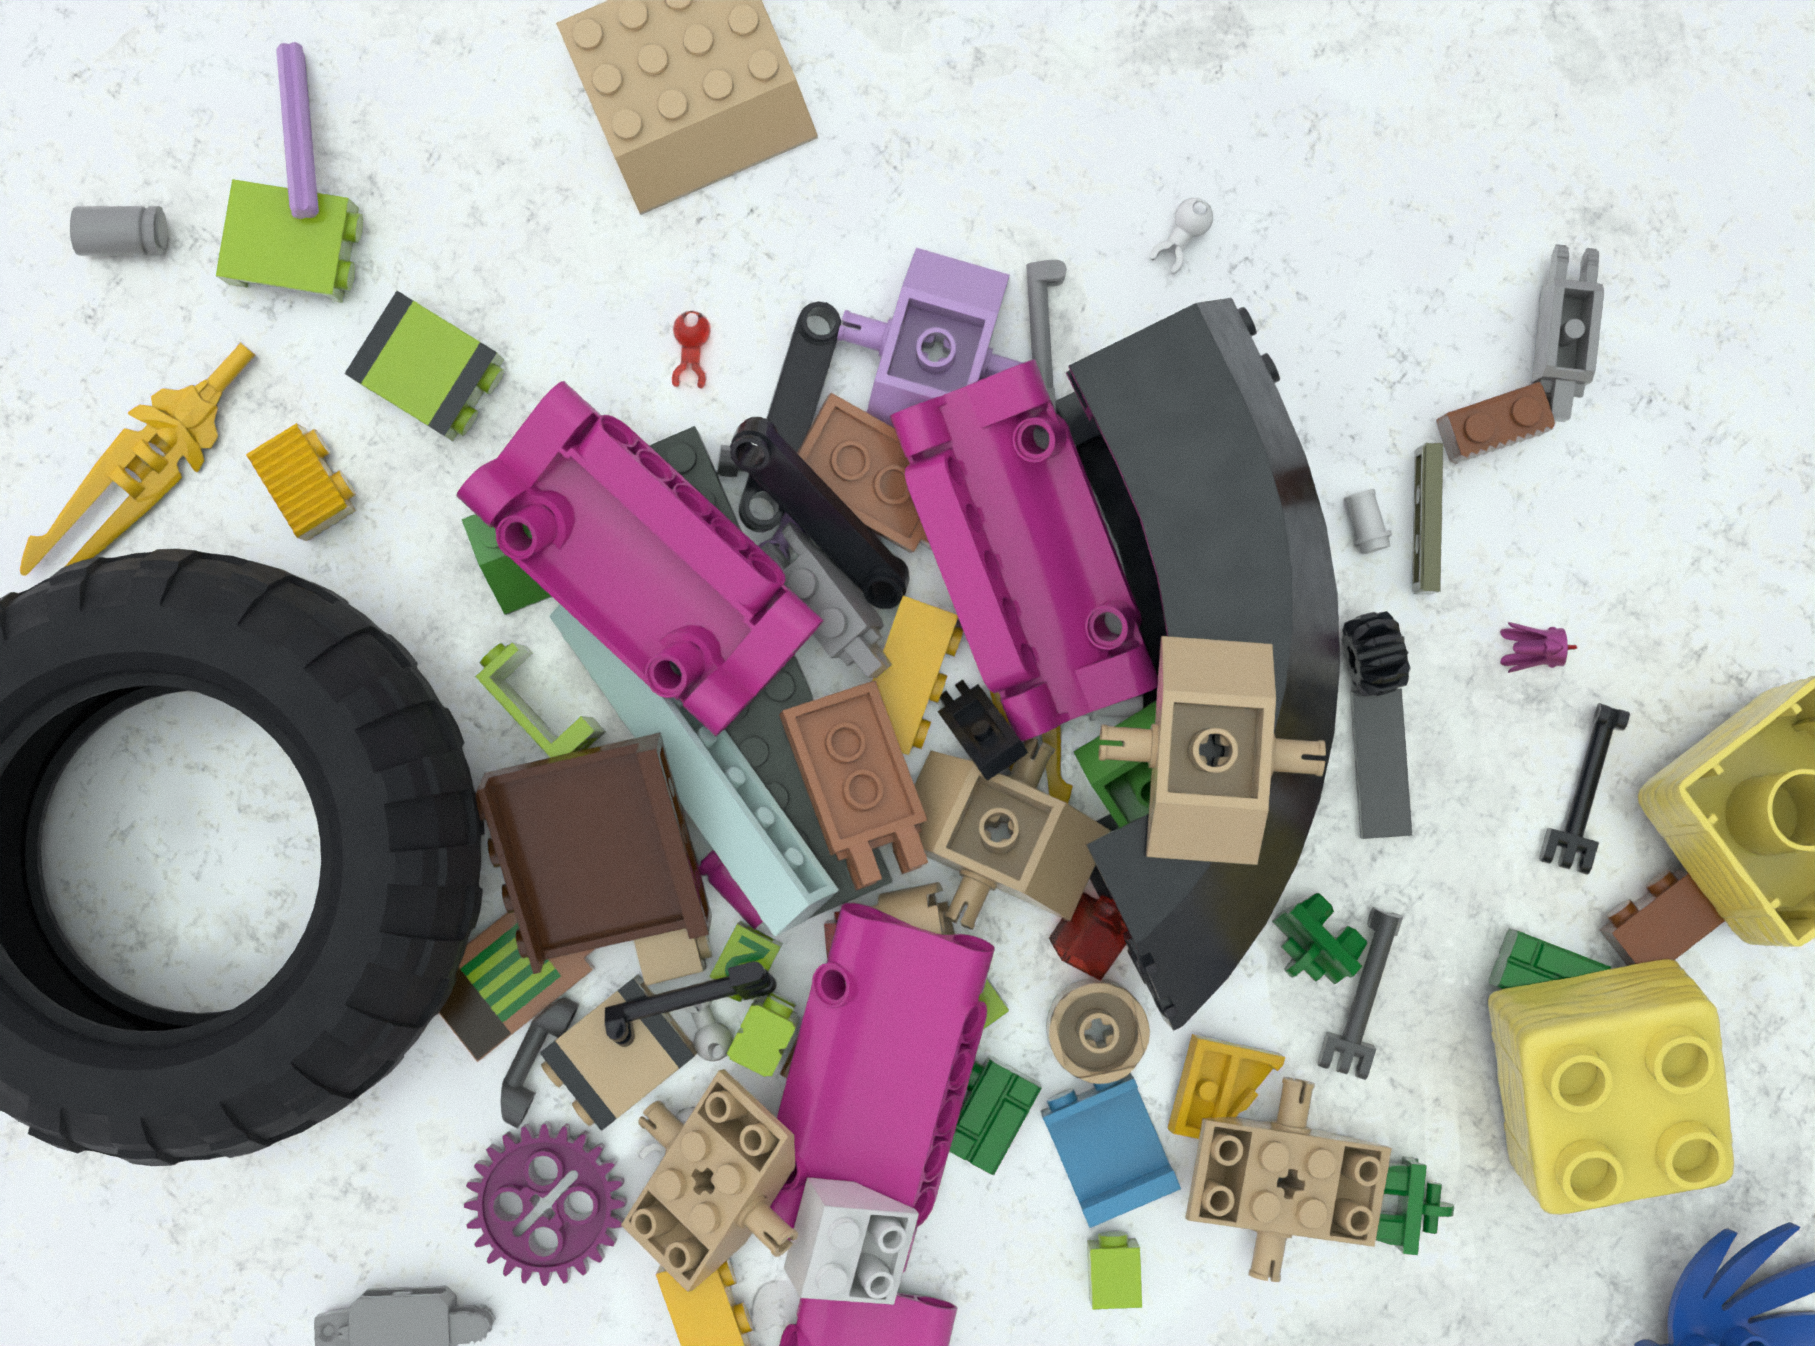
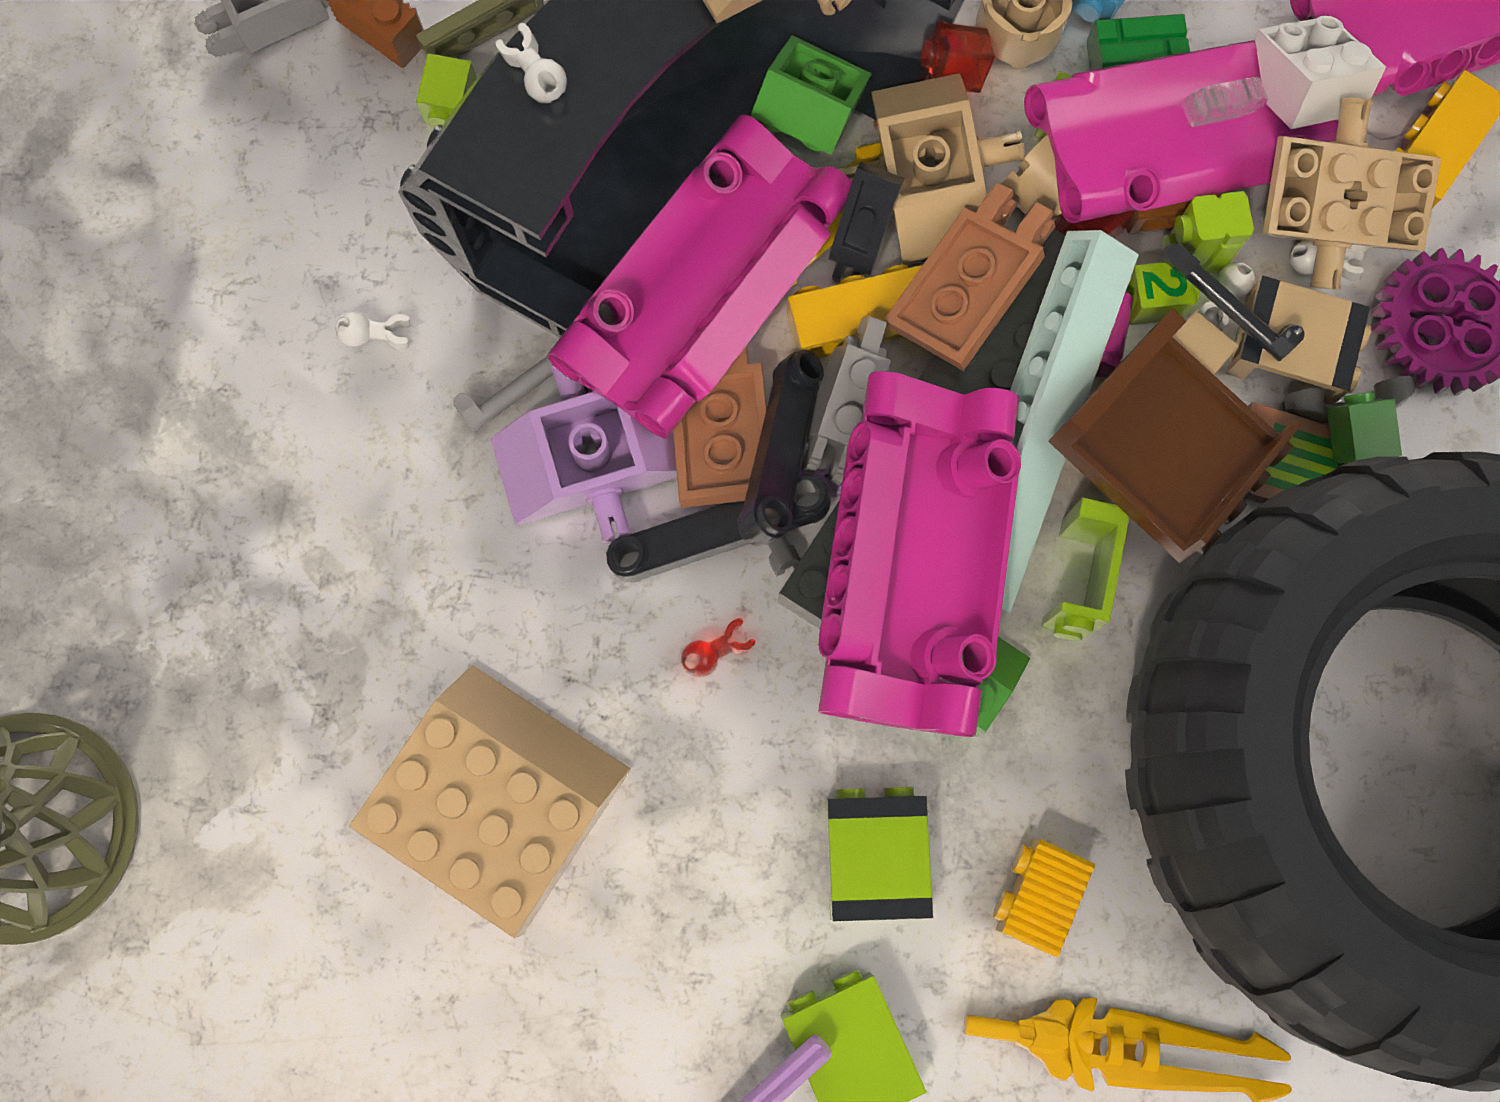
camera: 130 degrees left, 10 degrees down
(496, 1037) = (1364, 428): none -> bright green brick
(868, 1127) = (1224, 101): none -> clear beam
(1207, 453) = (543, 77): none -> white arm
(1372, 440) = (443, 86): none -> lime brick

